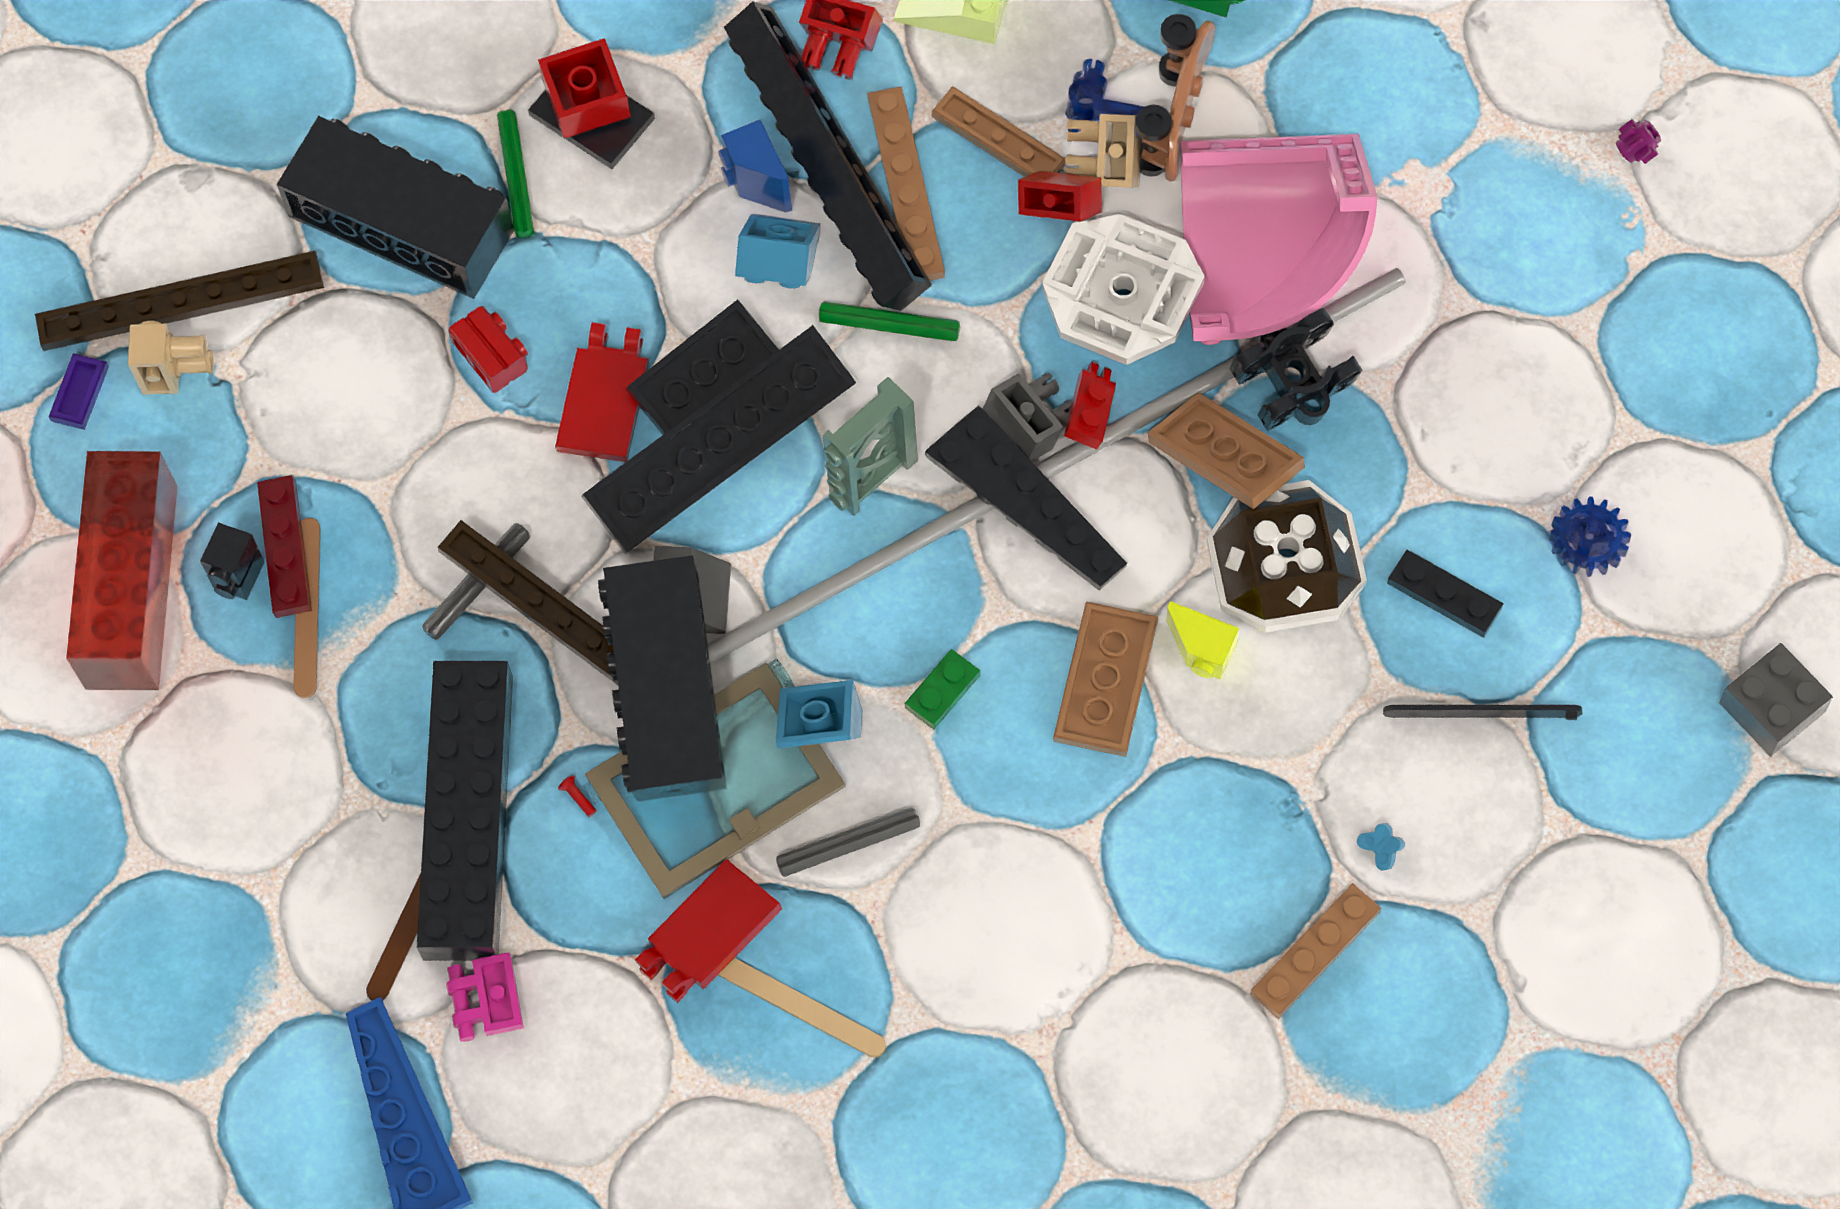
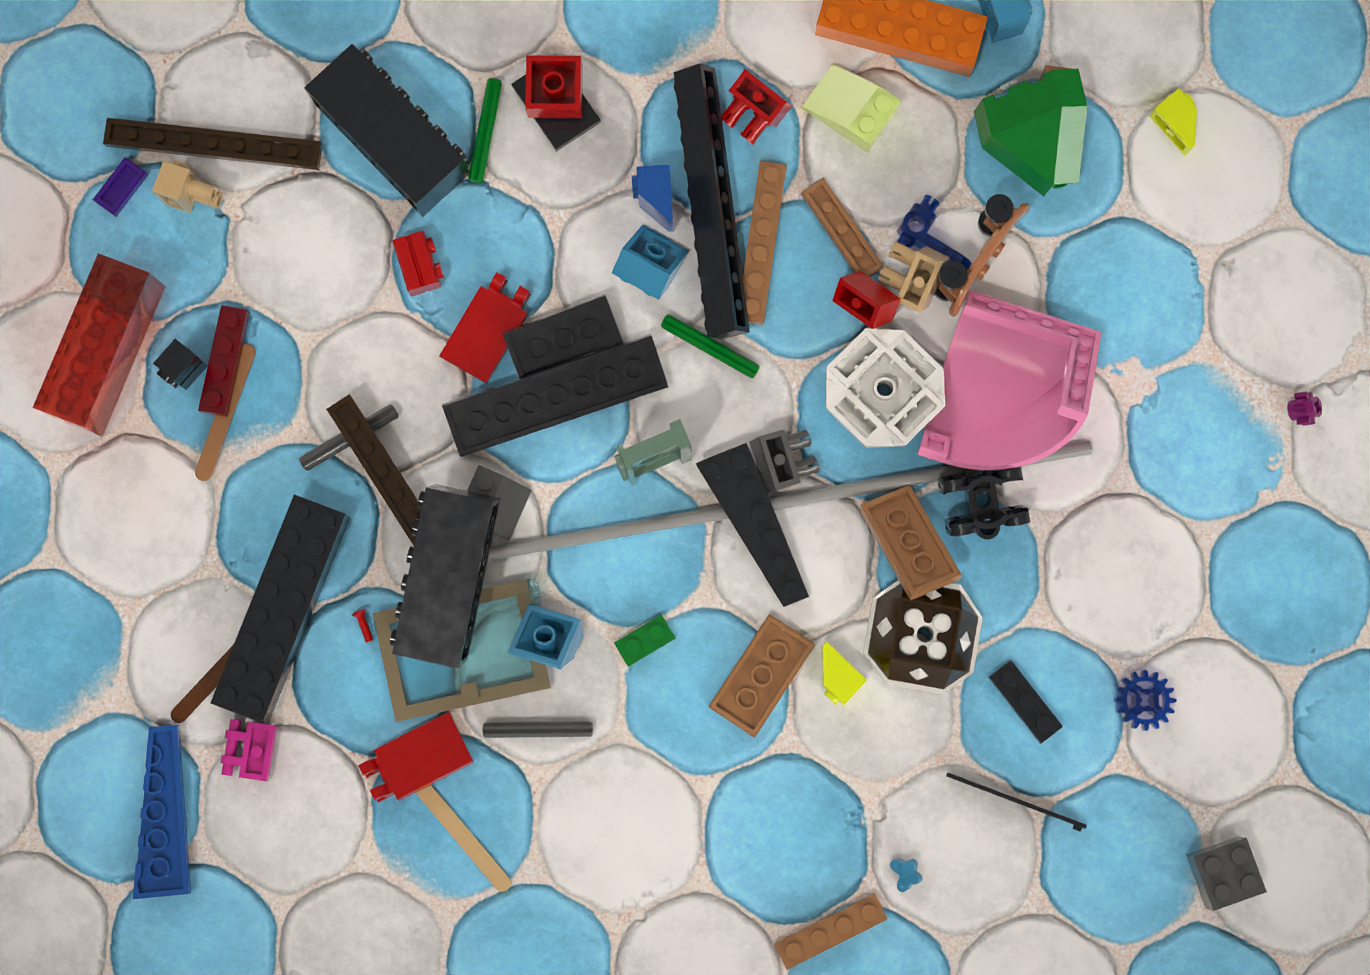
camera: 20 degrees right, 15 degrees up
(1090, 406) = (828, 468): red hinge -> none

